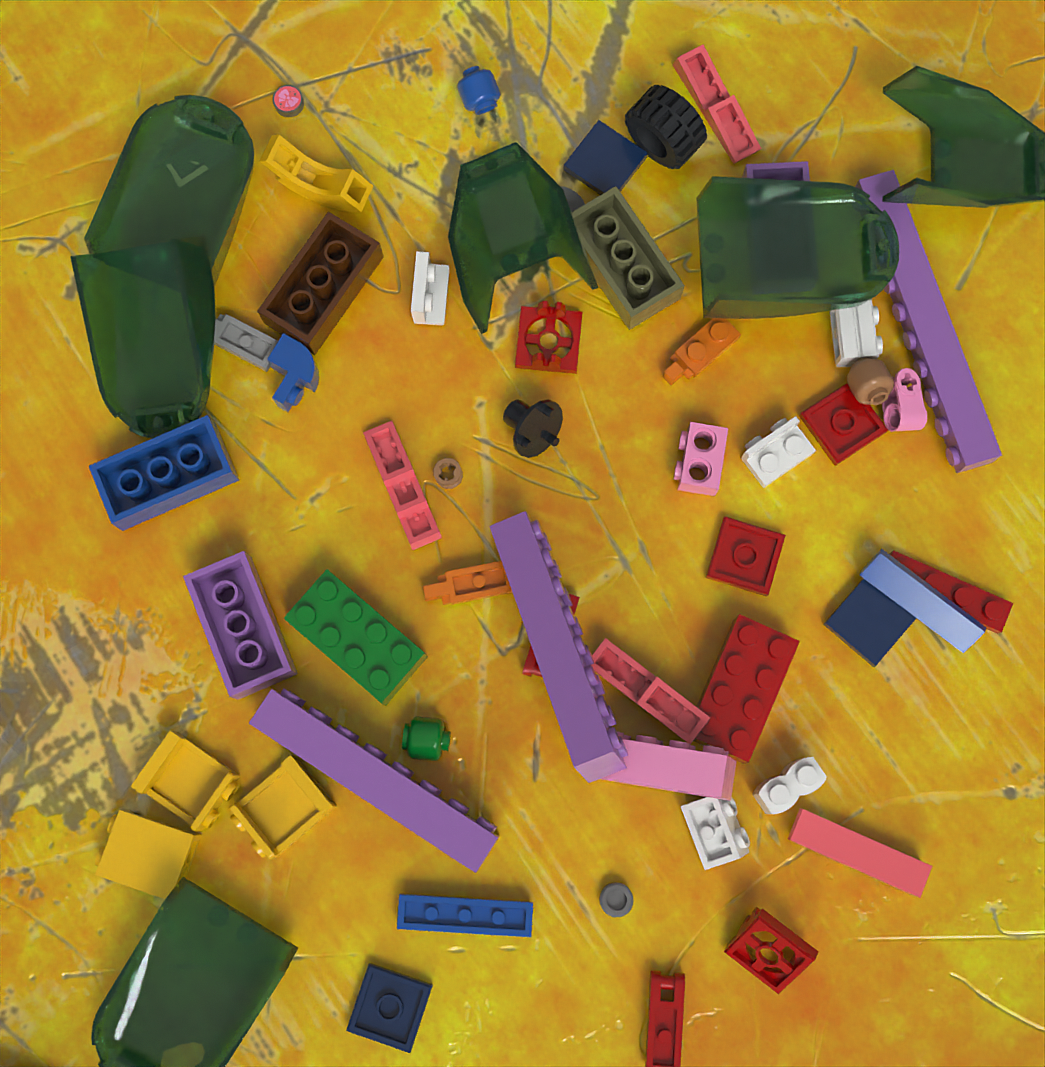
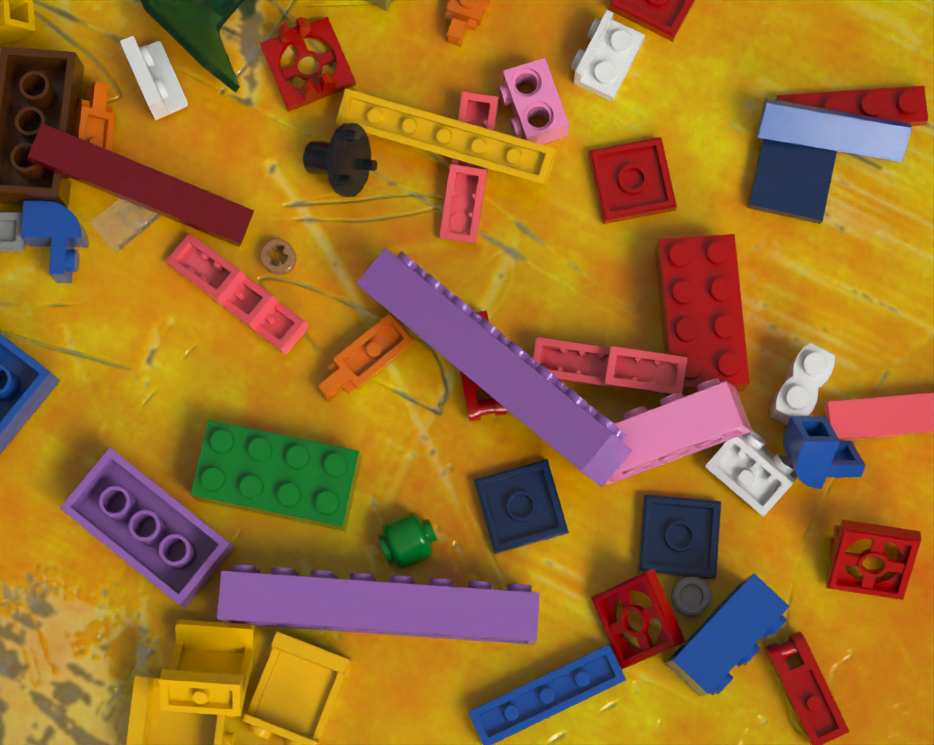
camera: 30 degrees left, 0 degrees up
(224, 756) = (208, 668): none -> yellow panel
(357, 384) = (122, 223): none -> clear plate
(360, 313) = (95, 119): none -> orange hinge
(373, 366) = (140, 184): none -> dark red tile
(525, 759) = (521, 506): none -> dark blue tile
(543, 914) = (606, 608): none -> red piece
(621, 450) = (447, 137): none -> yellow plate
(626, 481) = (465, 180): none -> coral slope
(626, 949) = (729, 636): none -> blue brick
(632, 849) = (679, 536): none -> dark blue tile
(772, 845) = (818, 452): none -> blue brick

